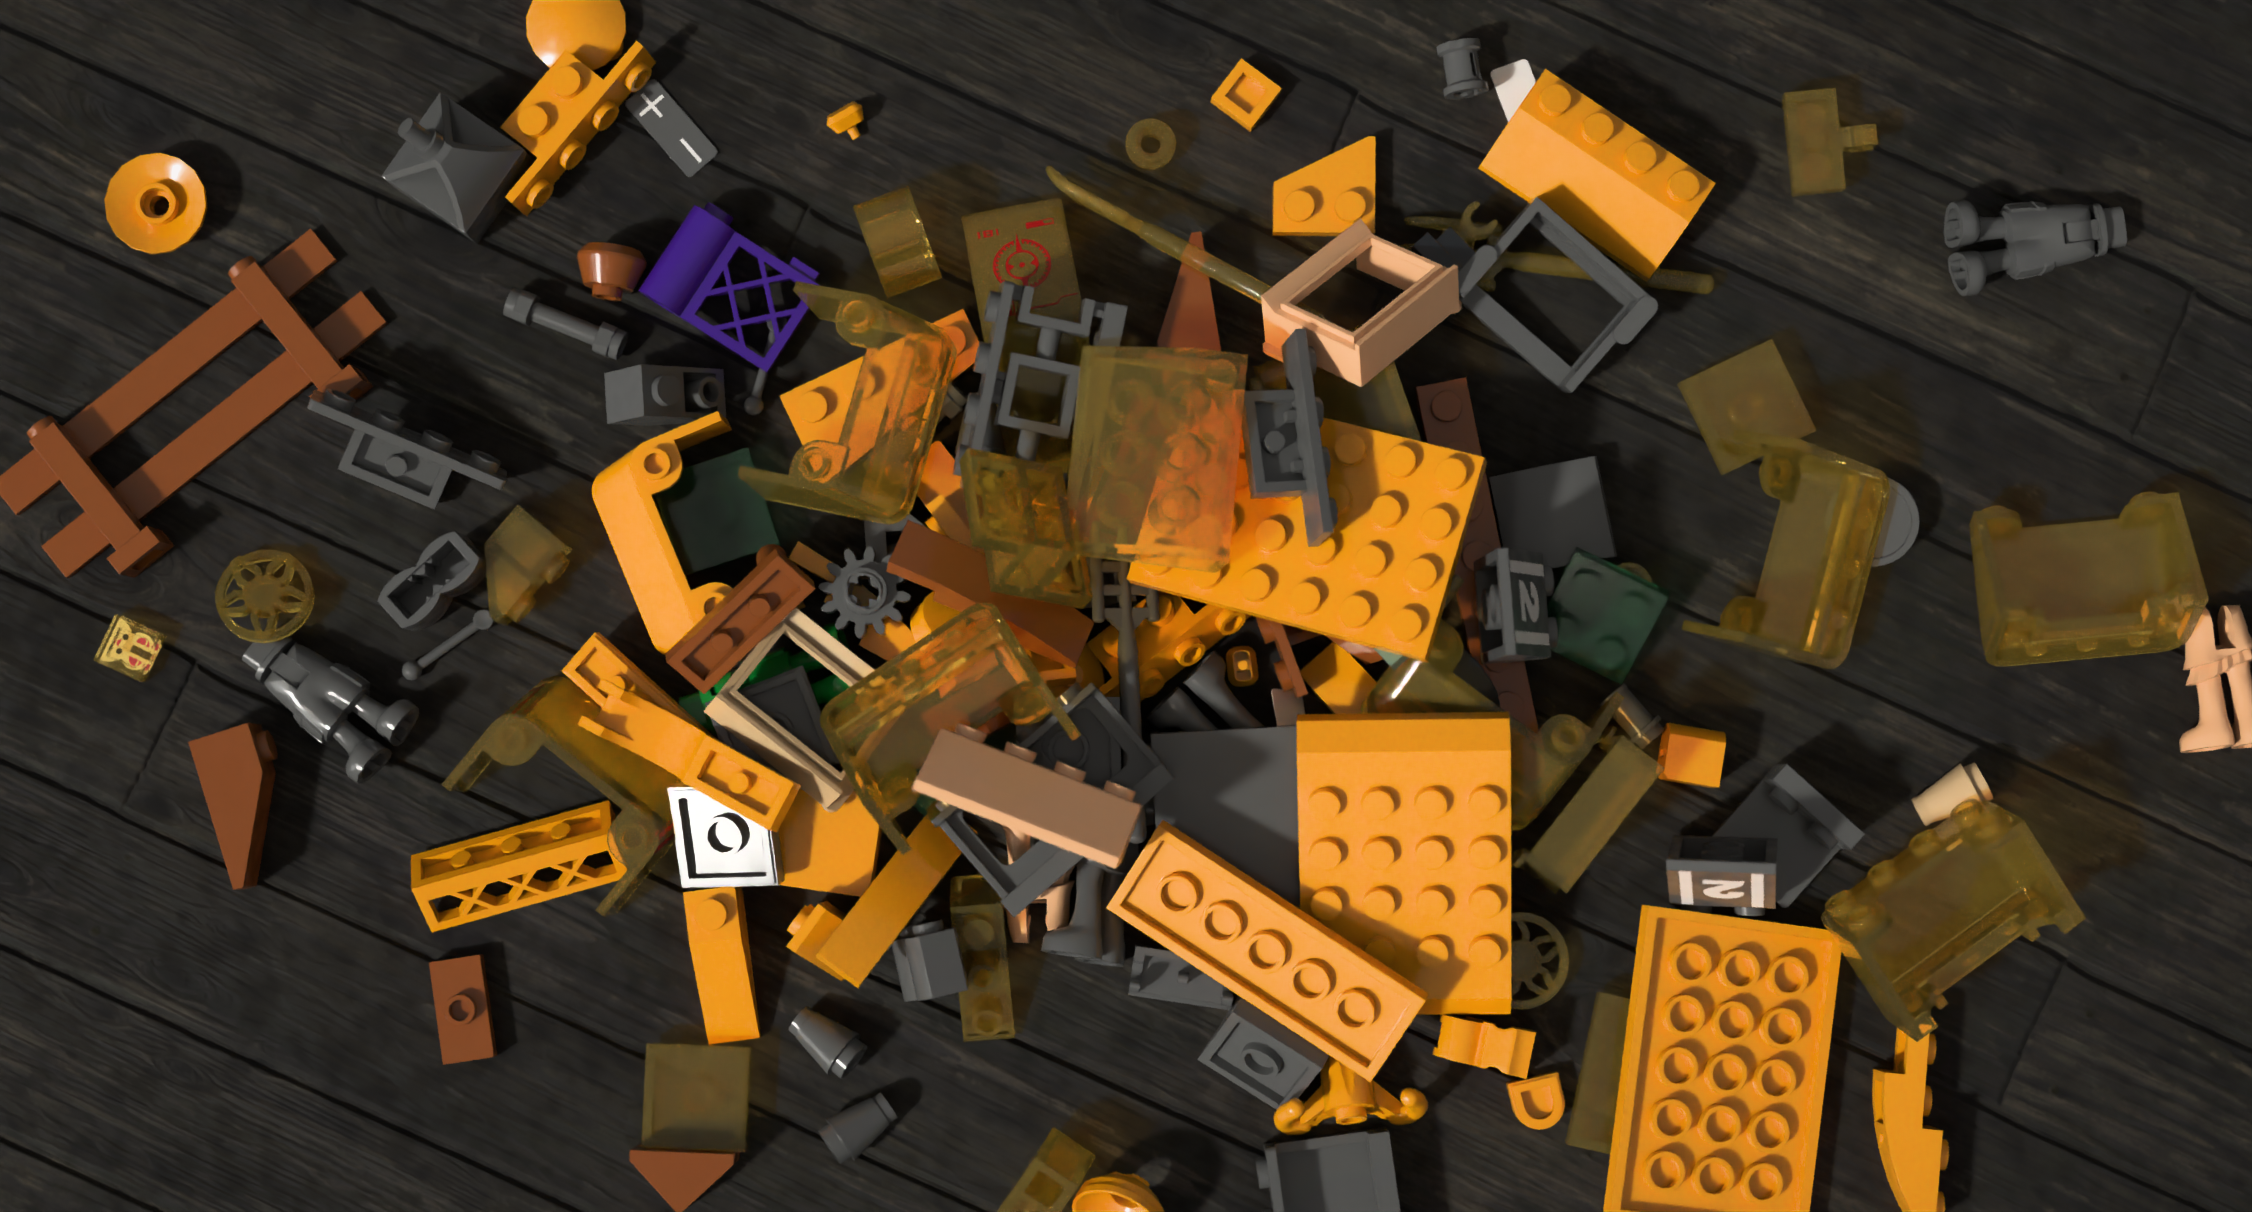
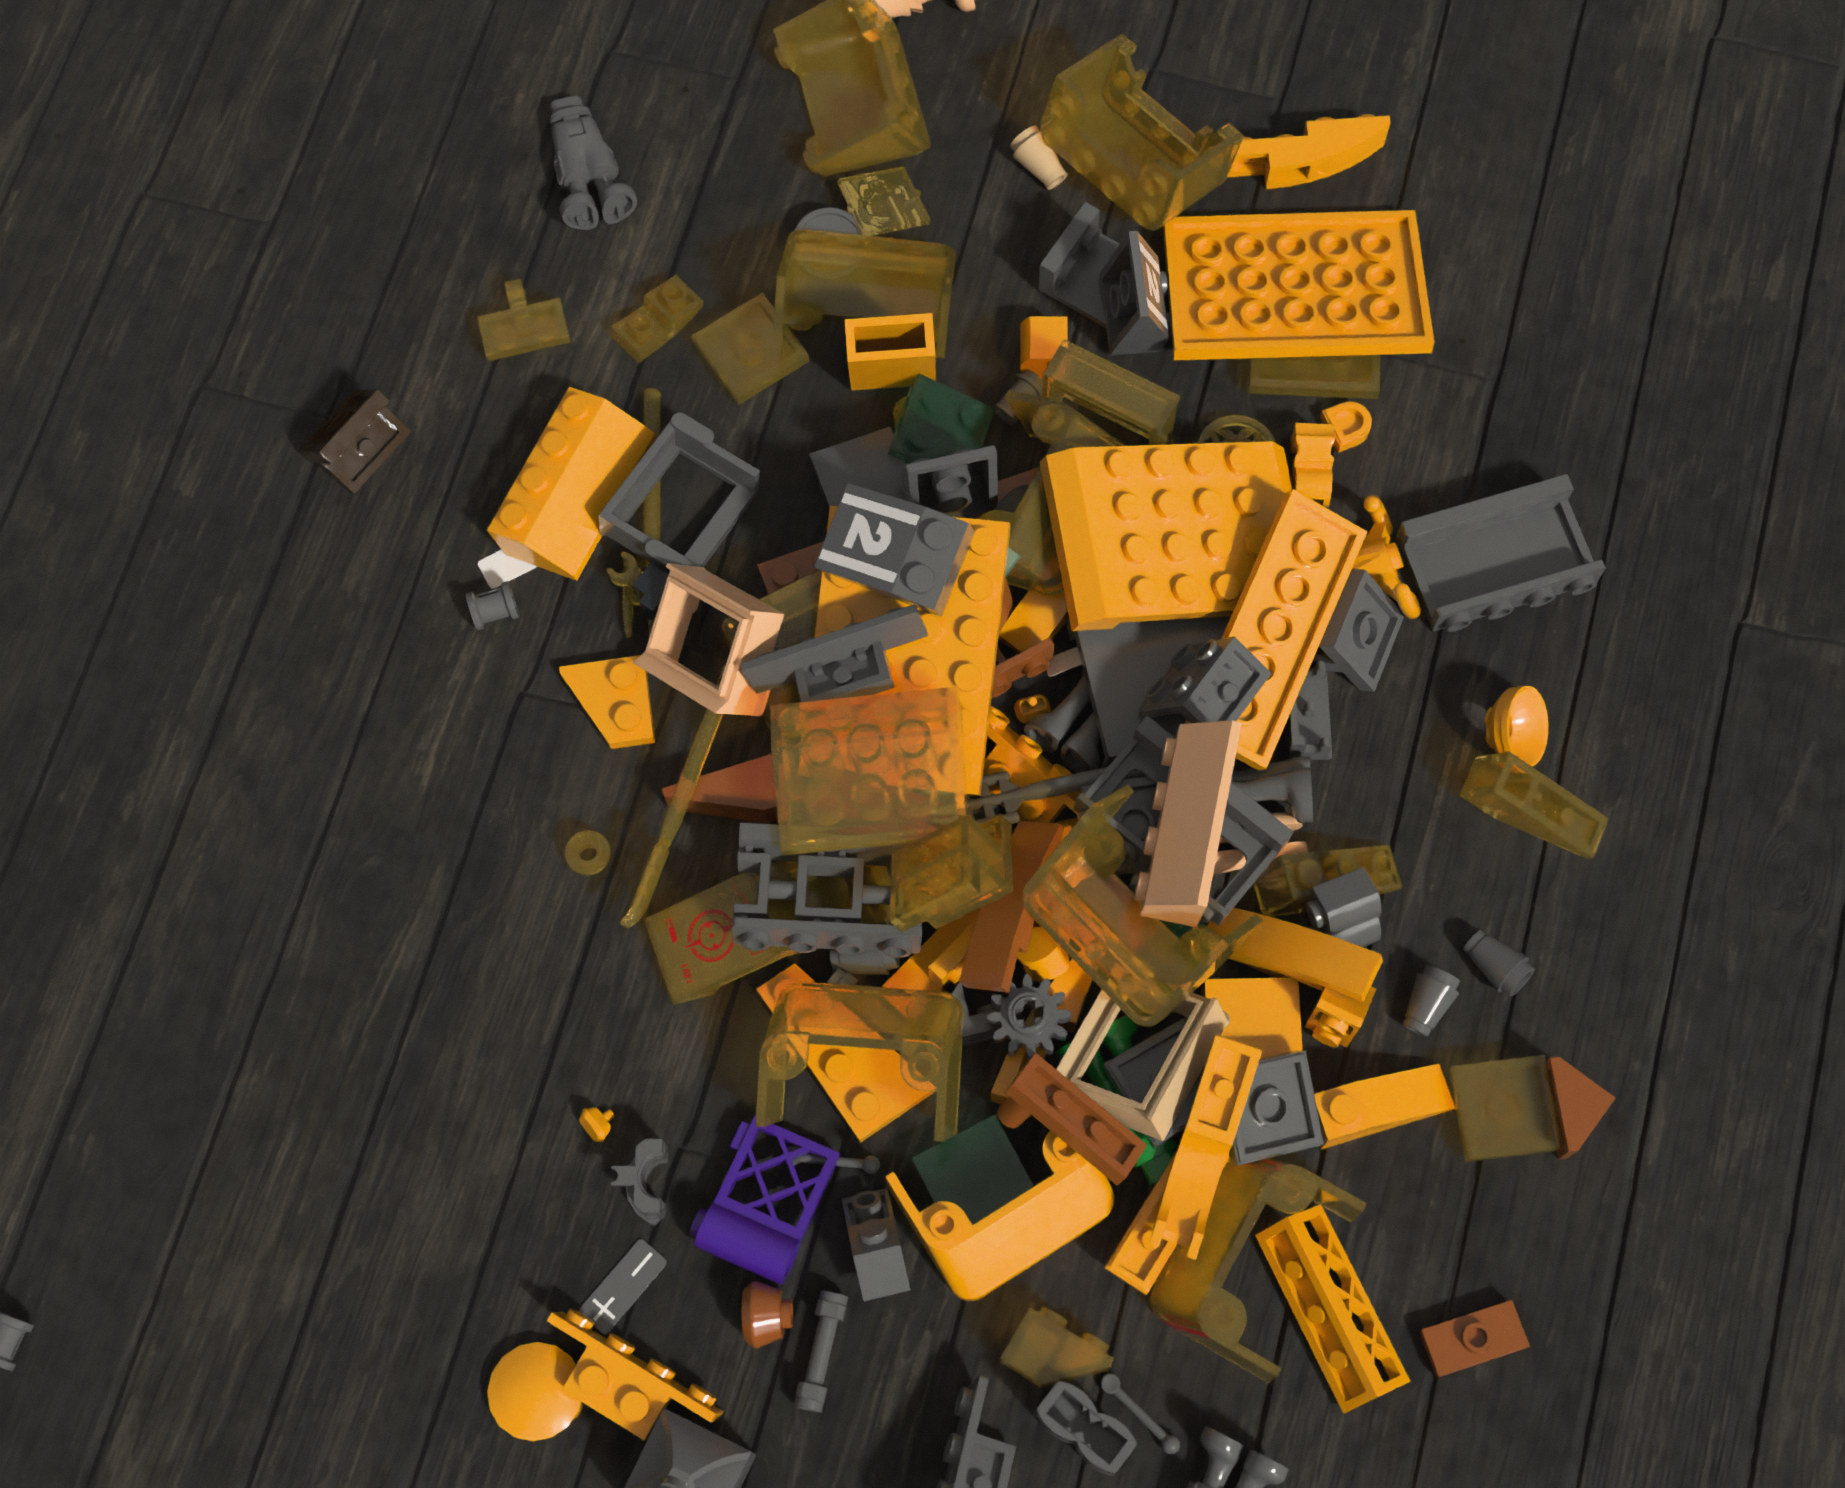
camera: 95 degrees left, 15 degrees down
(747, 160) = (647, 1156): none -> dark grey piece
(897, 242) = (704, 1052): clear yellow piece -> none
(1202, 853) = (1207, 682): none -> dark grey bracket
(1246, 95) = (534, 780): light orange tile -> none
(1409, 520) = (895, 548): none -> dark grey slope
(1697, 565) = (890, 350): none -> light orange brick
(1805, 303) = (658, 320): none -> clear yellow slope
(1921, 595) = (883, 201): none -> clear yellow piece

